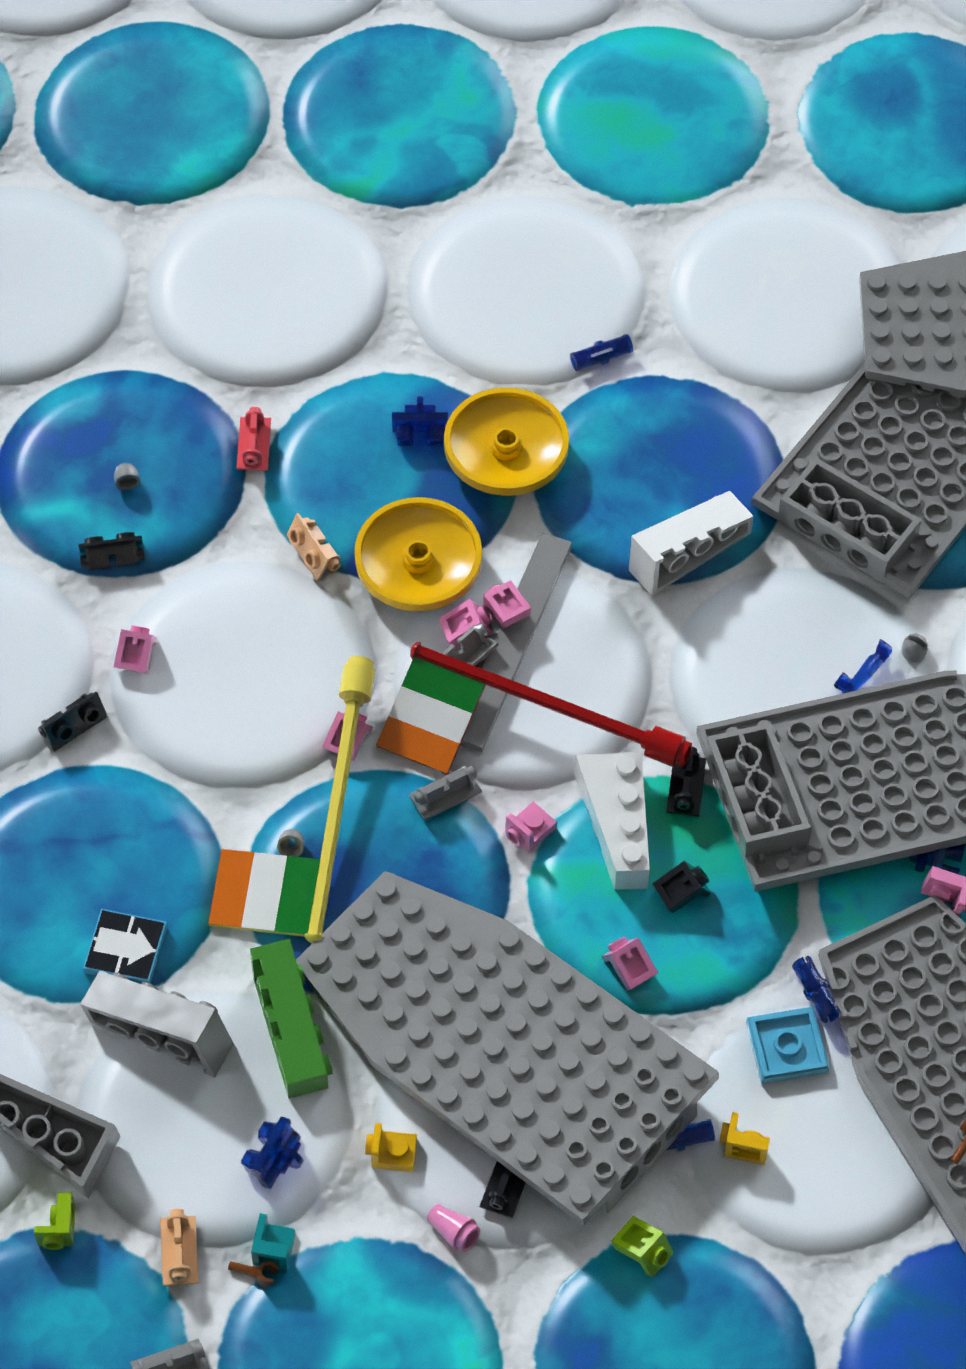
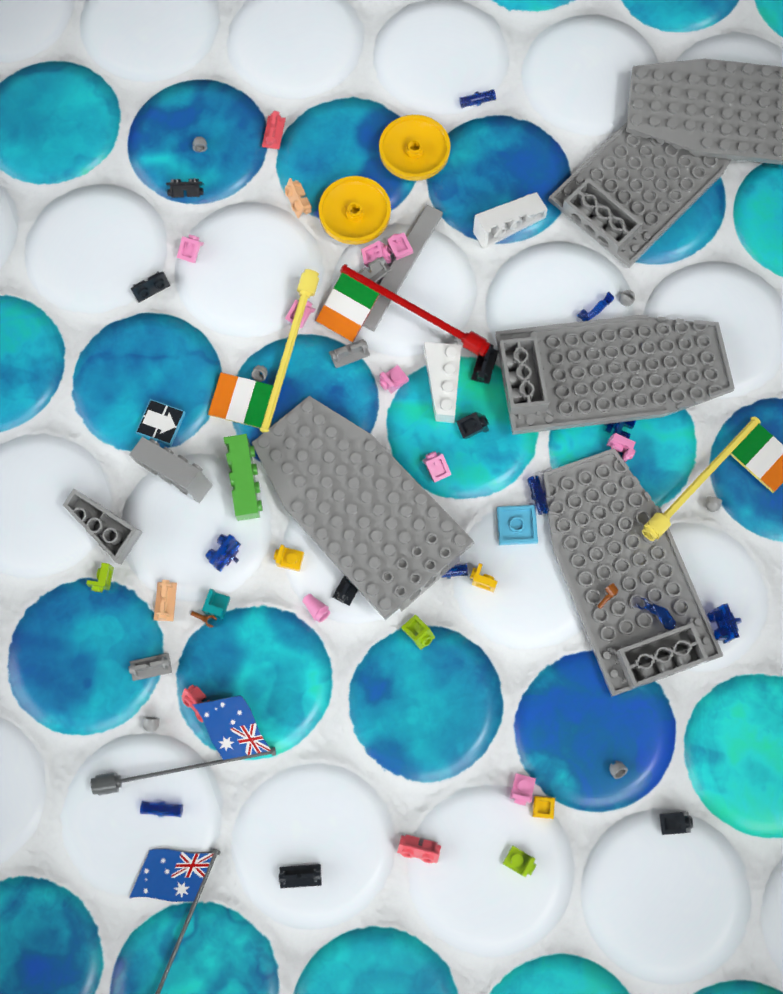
camera: 10 degrees right, 15 degrees up
(419, 419) = (367, 127): clear blue hips -> none

